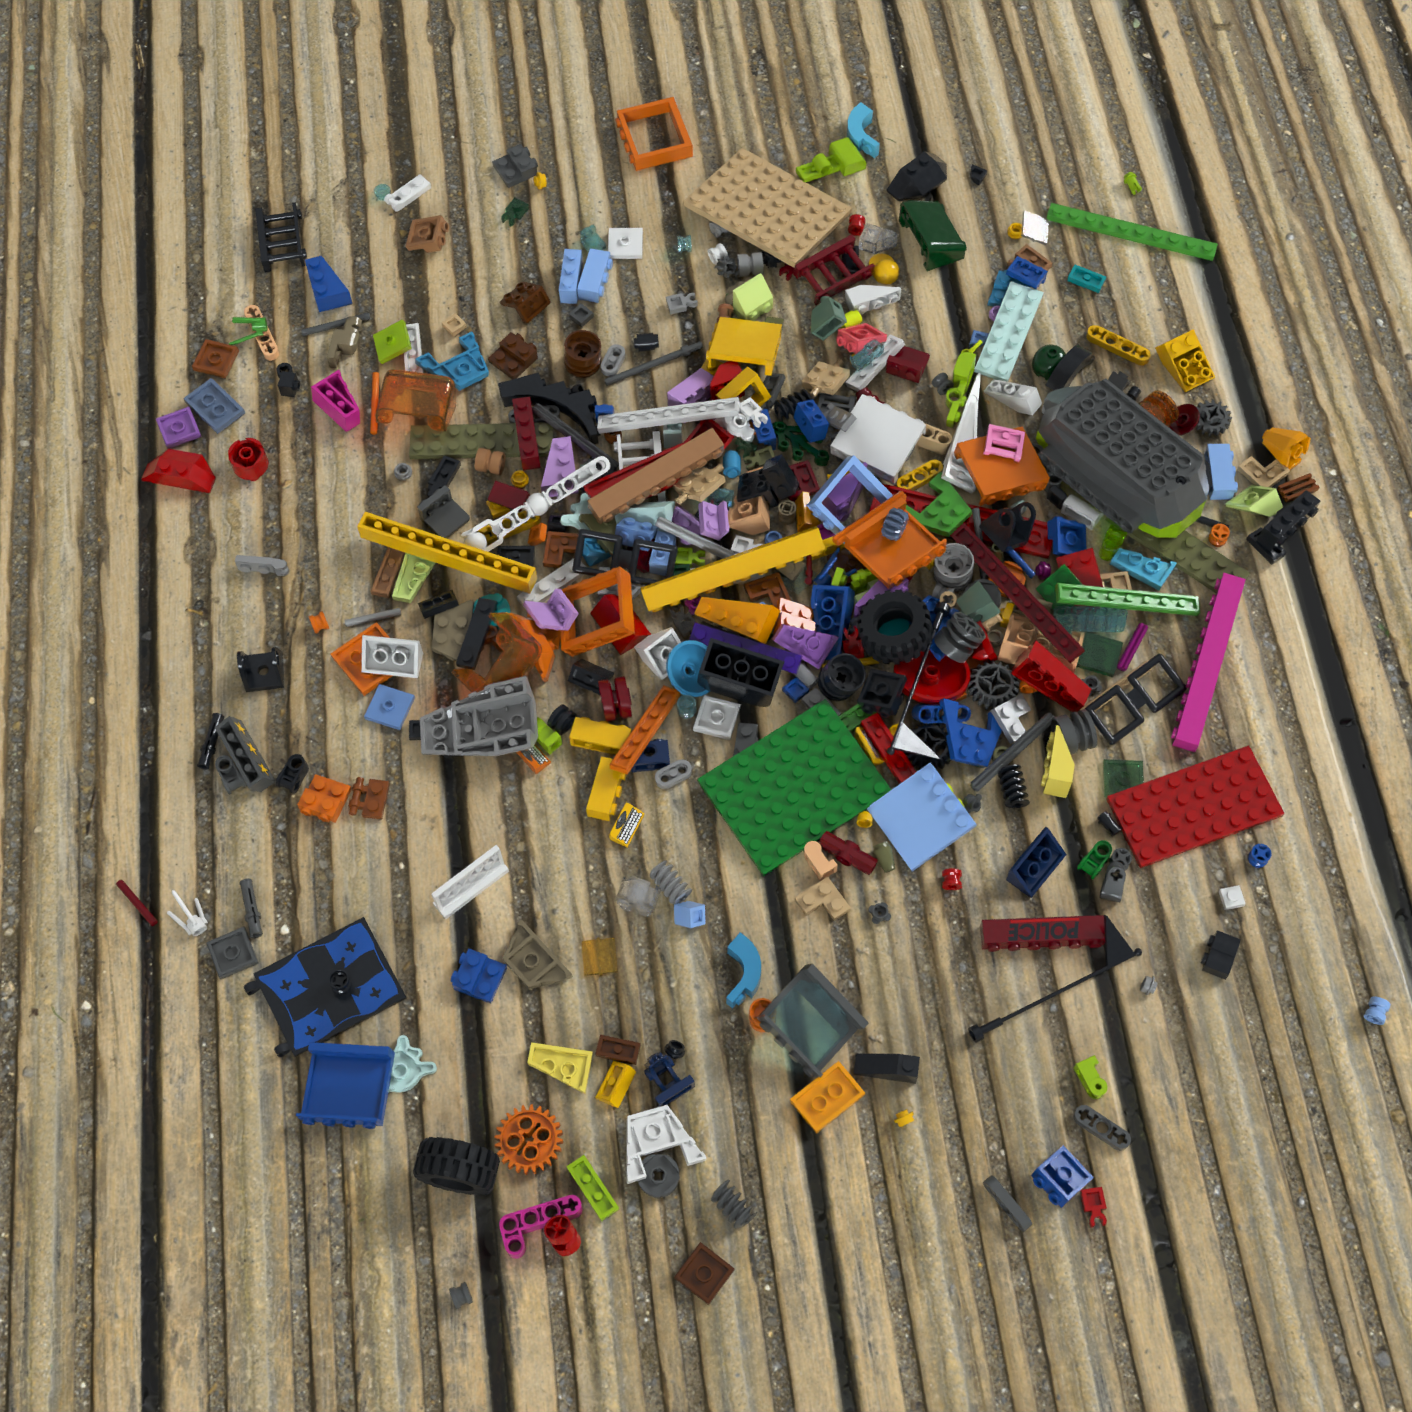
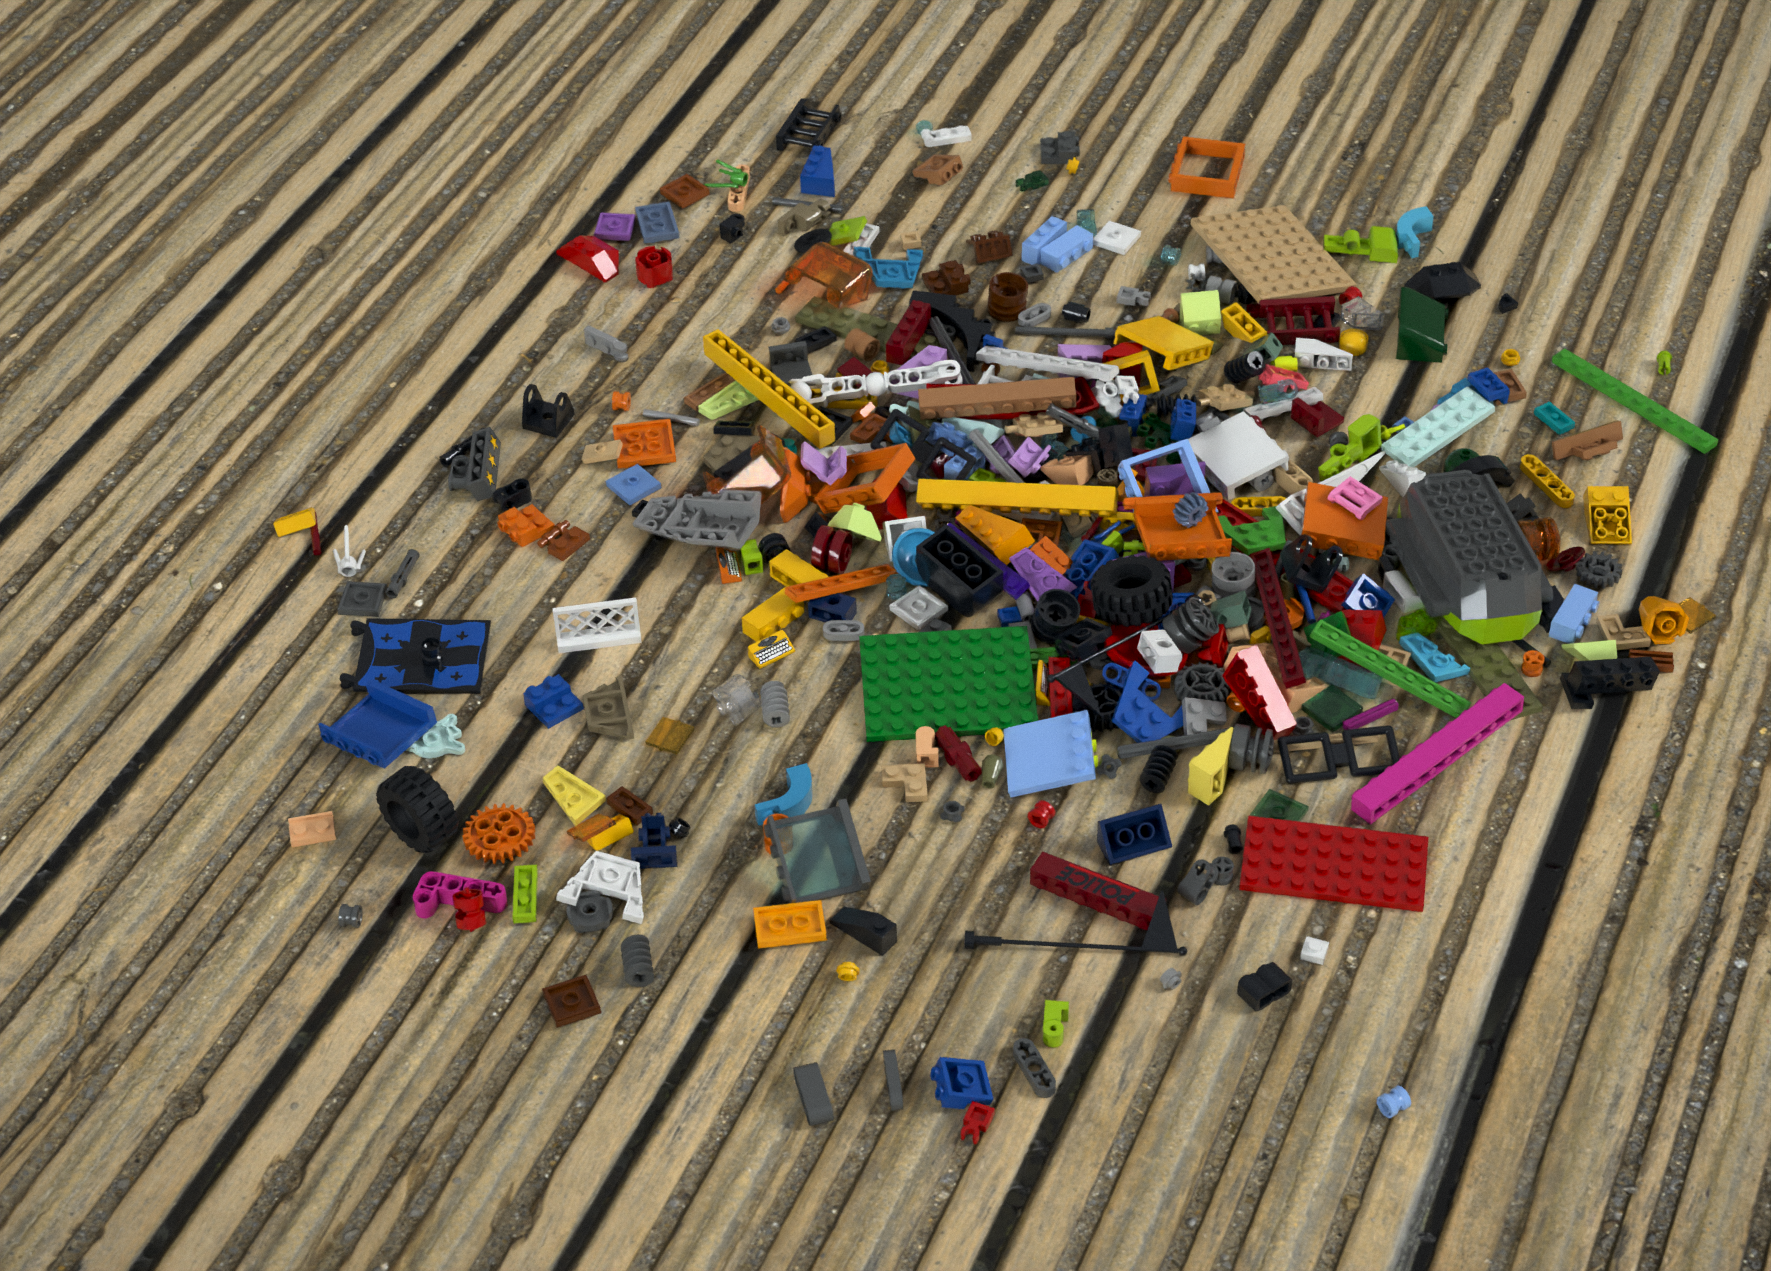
camera: 30 degrees right, 20 degrees down
(111, 901) = (295, 522): none -> yellow slope
(336, 401) = (761, 253): dark pink wedge -> none
(340, 687) = (602, 451): none -> tan plate
(359, 364) = (808, 239): none -> black wheel
(360, 1222) = (312, 829): none -> light nougat plate
(391, 656) = (661, 442): white slope -> none
(602, 1090) = (591, 827): none -> clear orange piece
(621, 665) = (857, 521): none -> yellowish green slope
(689, 914) = (774, 736): light blue panel -> none
(734, 467) = (1073, 421): none -> dark grey pin
(795, 297) = (1241, 324): none -> yellow slope
(824, 341) = (1244, 367): none -> black piece
(952, 676) = (1159, 651): none -> white brick
(956, 1253) = (813, 1094): none -> dark grey beam
(1035, 227) = (1531, 361): clear piece -> none
(1093, 861) = (1206, 850): green piece -> none
(1129, 293) = (1589, 442): none -> medium nougat bracket
(1261, 851) = (1369, 928): blue wheel -> none
(1299, 422) = (1697, 614): none -> clear yellow piece

